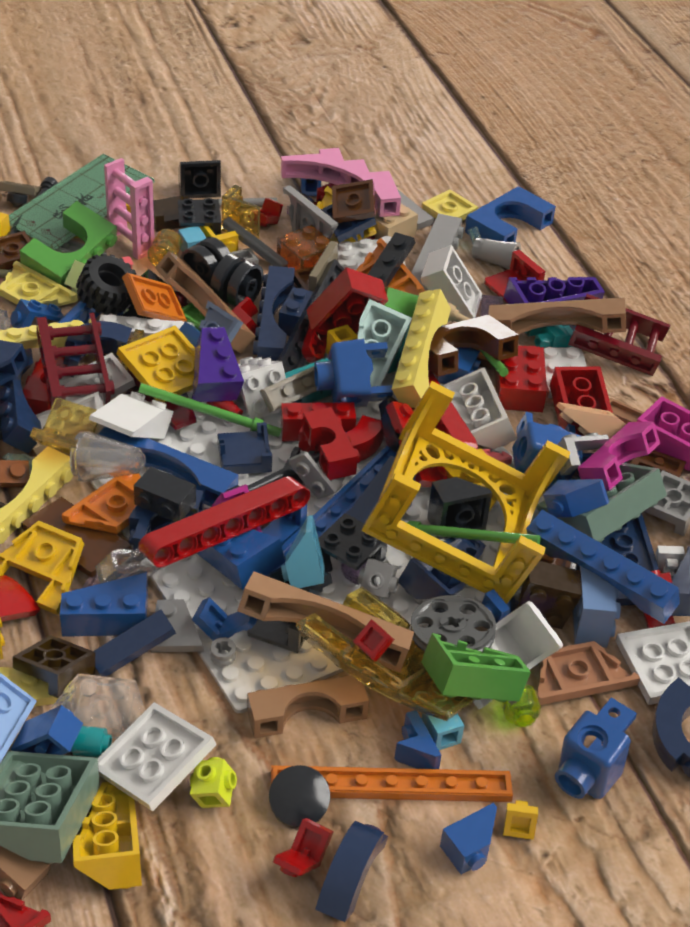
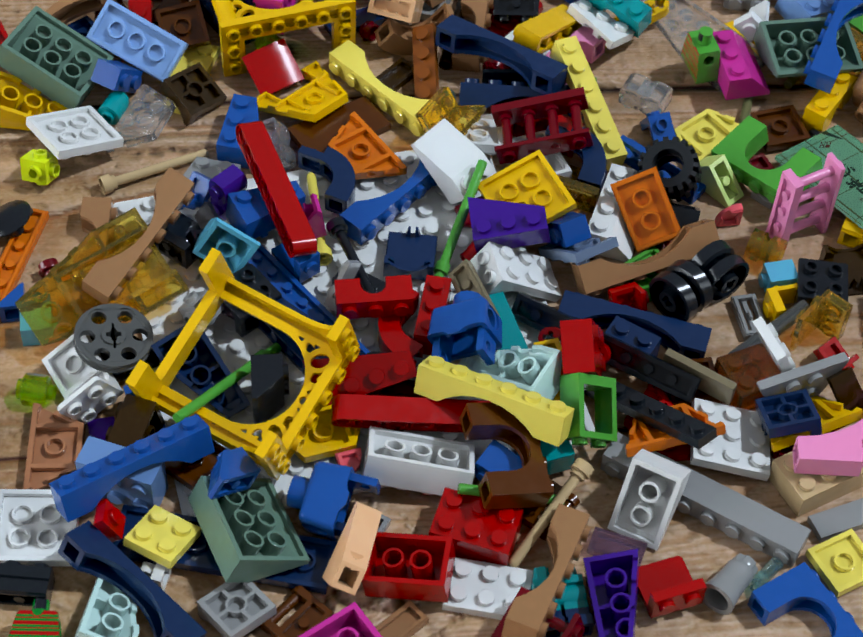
camera: 105 degrees right, 10 degrees up
(103, 458) = (403, 131): clear cone -> none
(133, 643) = (198, 143): dark blue tile -> none
(164, 494) = (336, 164): black brick -> none
(211, 717) = (109, 183): none -> tan piece
(219, 581) = (226, 182): none -> dark purple brick
(291, 219) = (776, 349): none -> white plate
(353, 201) = (794, 407): reddish brown plate -> none
(355, 739) = (46, 265): none -> dark red plate
(373, 640) = (97, 254): red tile -> none
(473, 672) = (50, 327): bright green wedge -> none
(573, 444) = (303, 491): light grey bracket -> none
(630, 442) = (268, 519): dark pink arch -> none
(644, 548) = (162, 536): none -> light yellow plate

